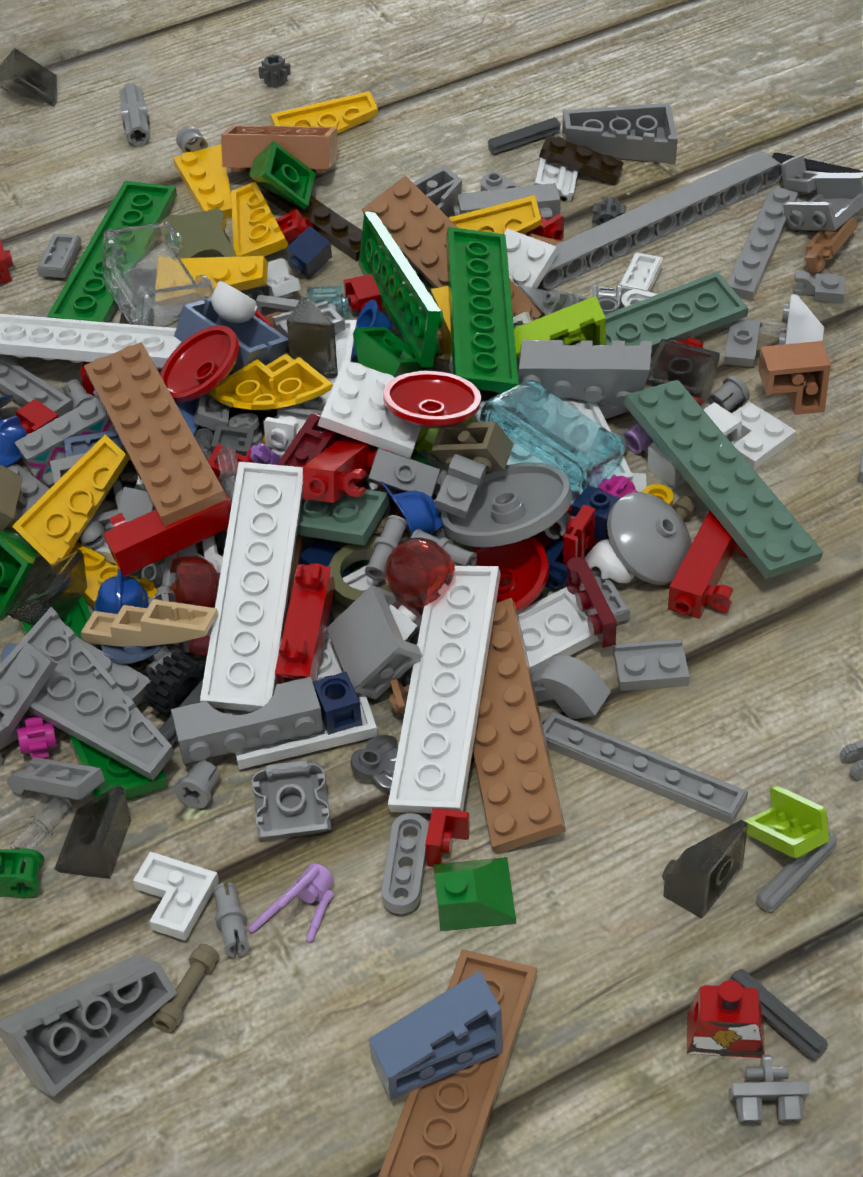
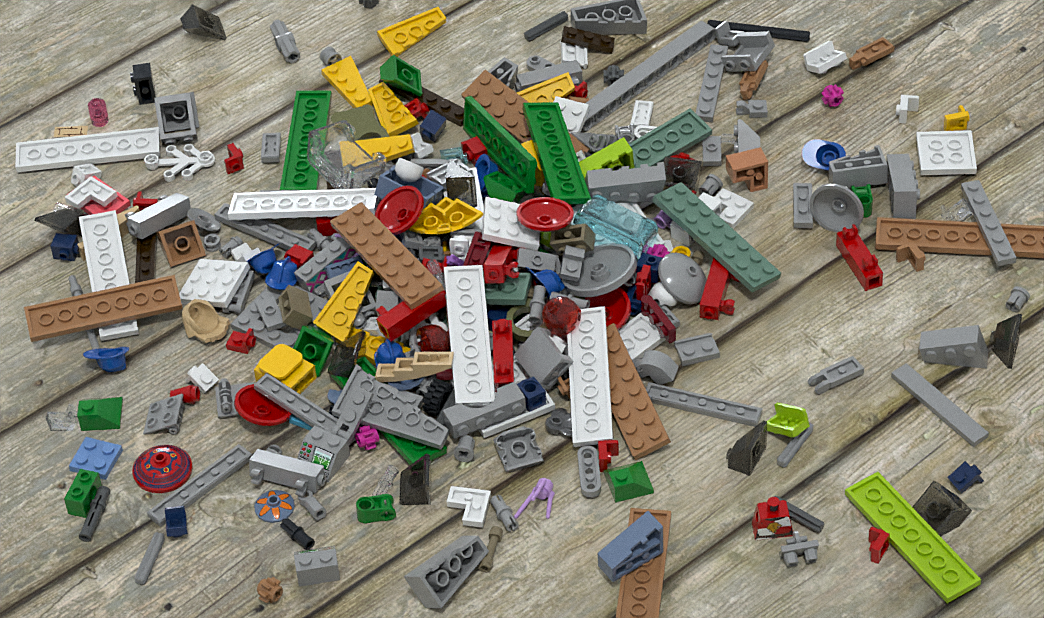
camera: 10 degrees left, 0 degrees up
(56, 778) = (387, 456): light grey plate -> none
(310, 145) = (375, 54): nougat brick -> none

